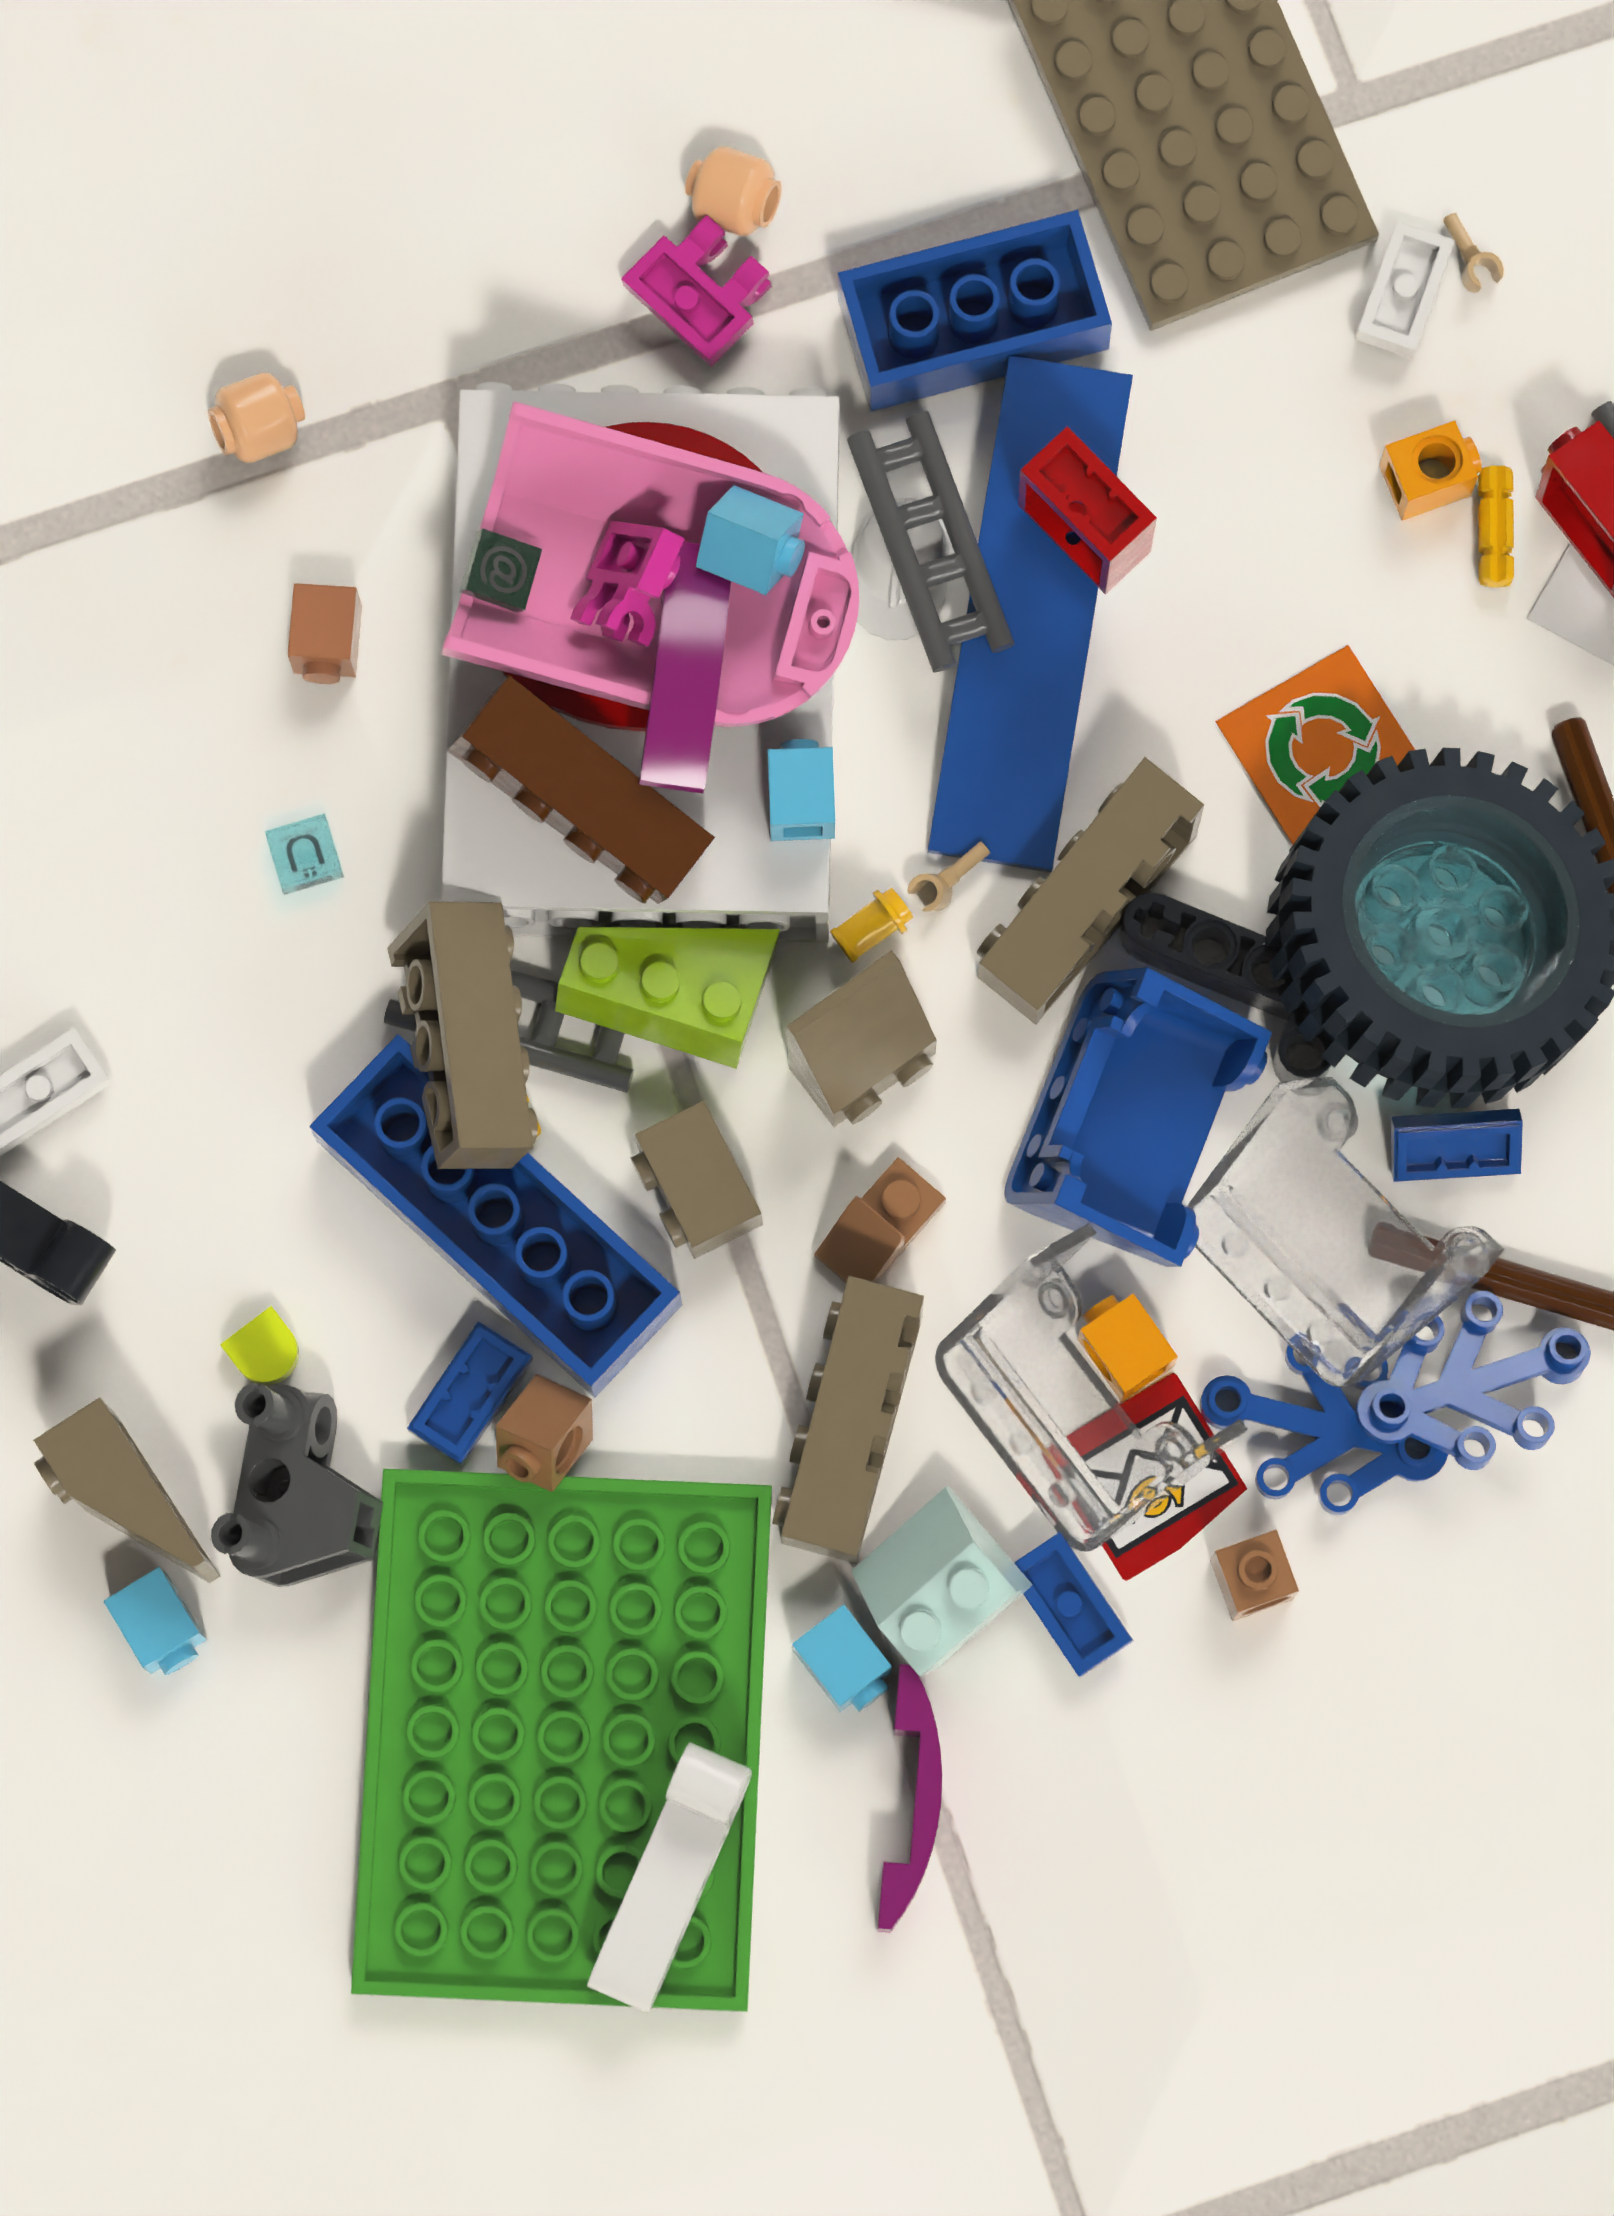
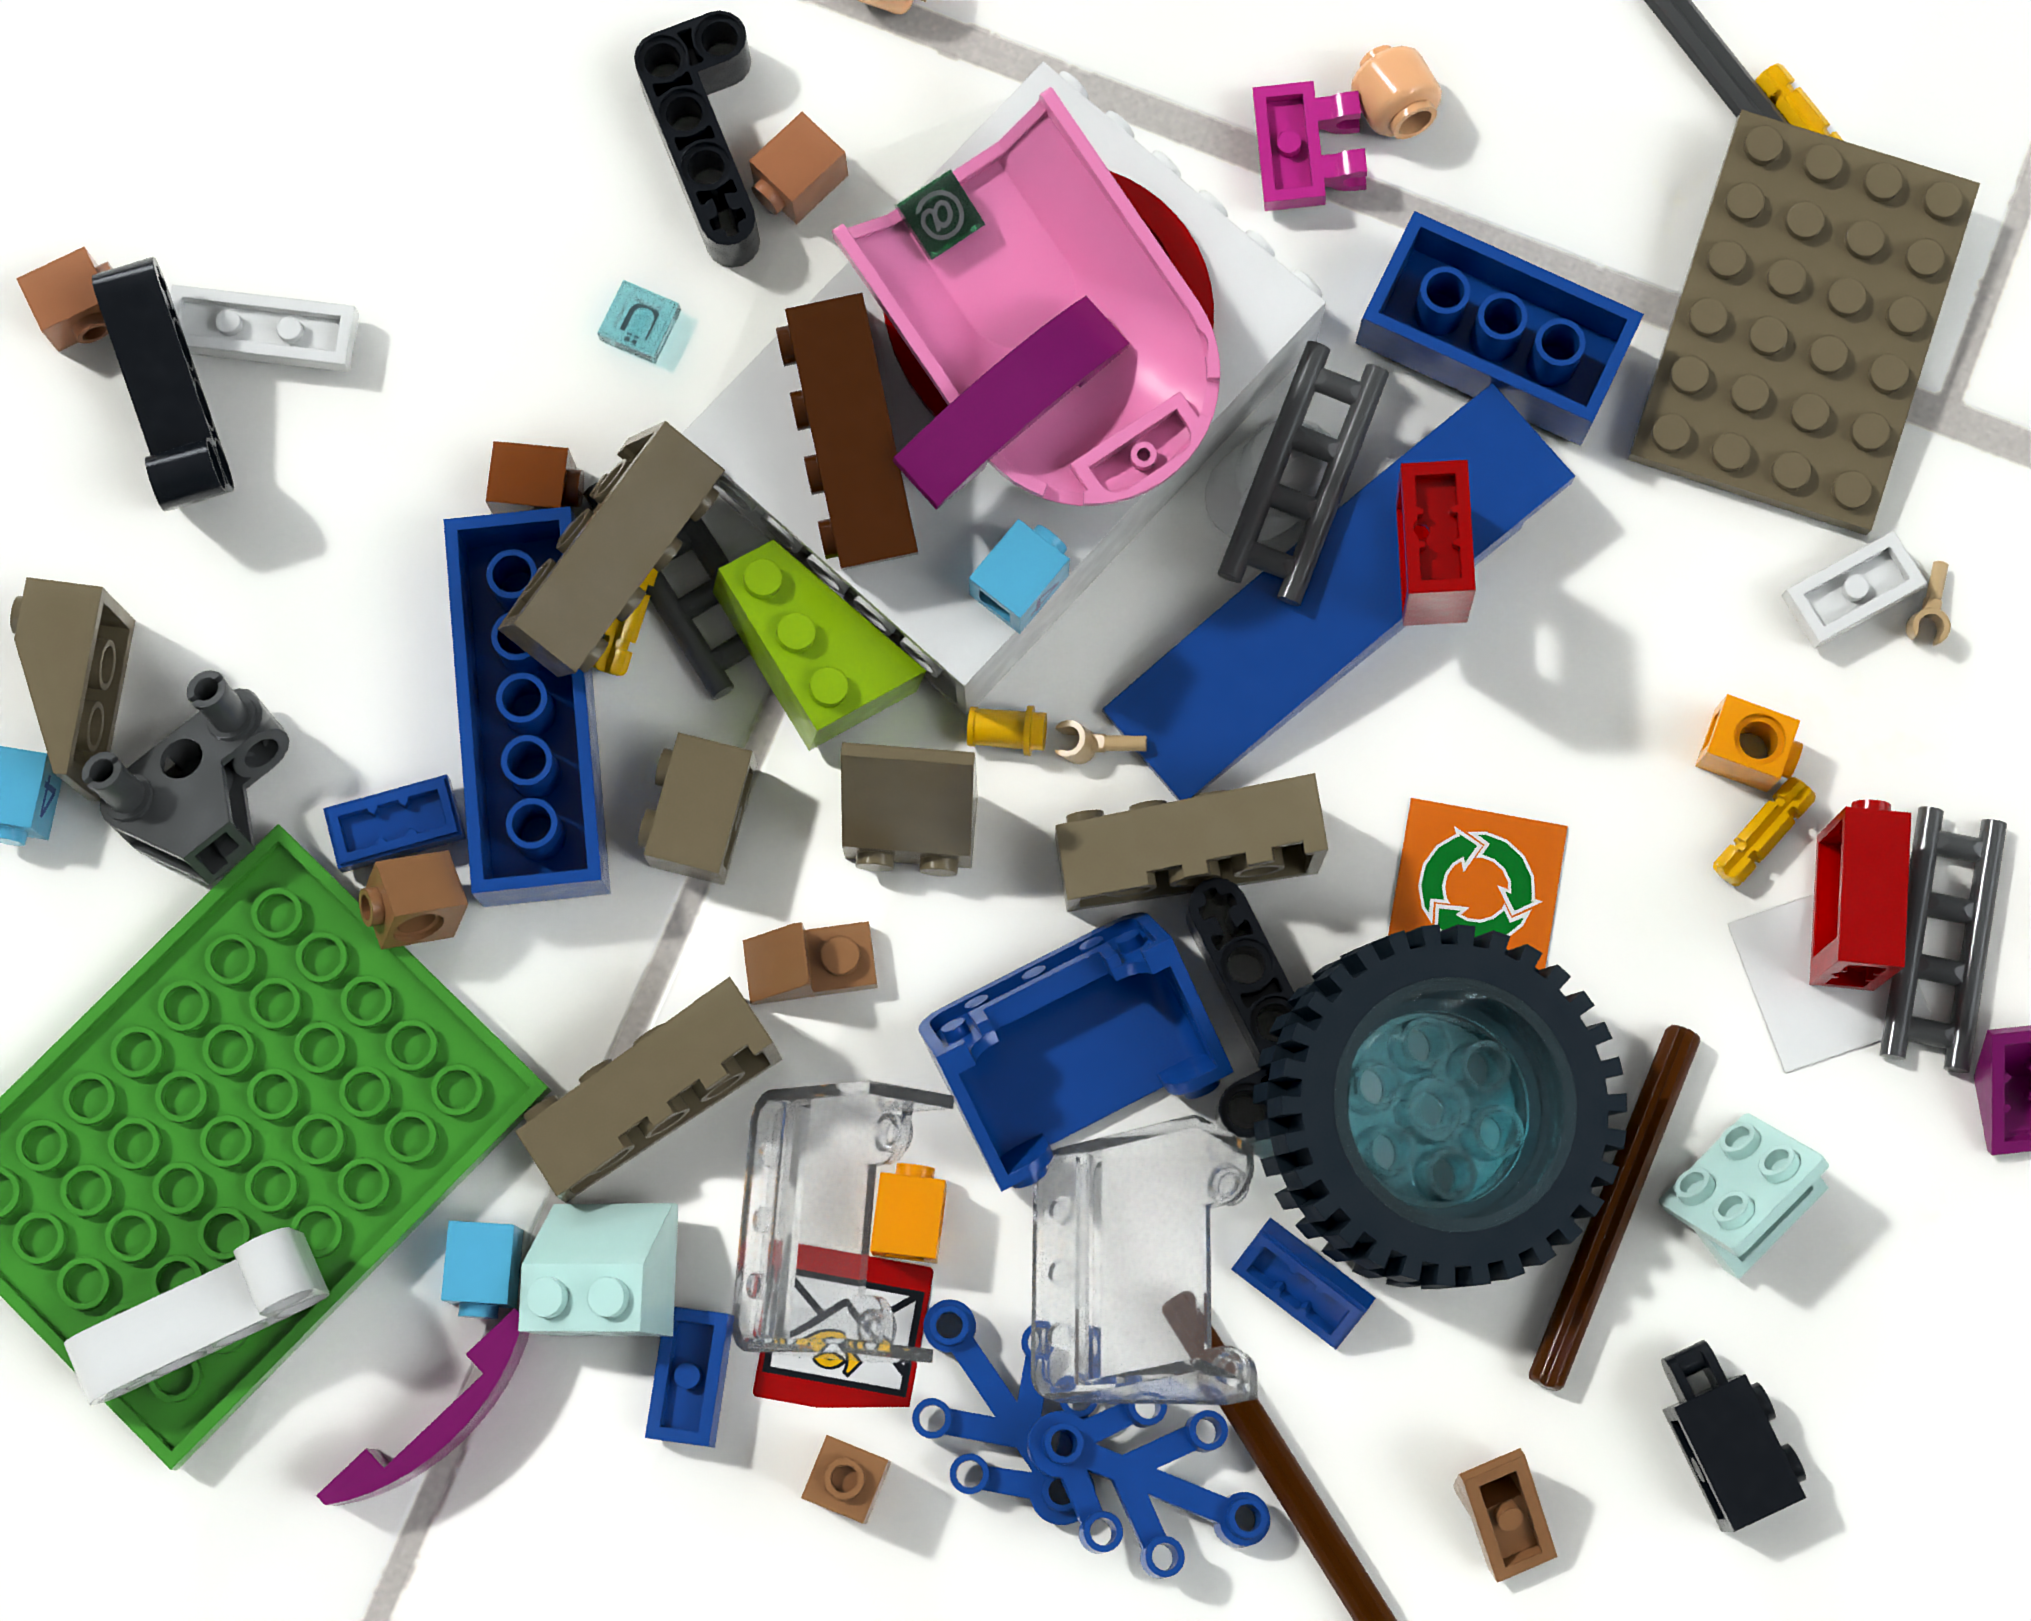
camera: 40 degrees right, 0 degrees up
(238, 669) = (704, 145): none -> black beam
(264, 1349) = (279, 661): neon yellow tile -> none
(340, 1043) = (532, 478): none -> dark orange brick
(625, 574) = (1029, 294): dark pink plate -> none
(751, 540) = (1141, 343): medium azure brick -> none

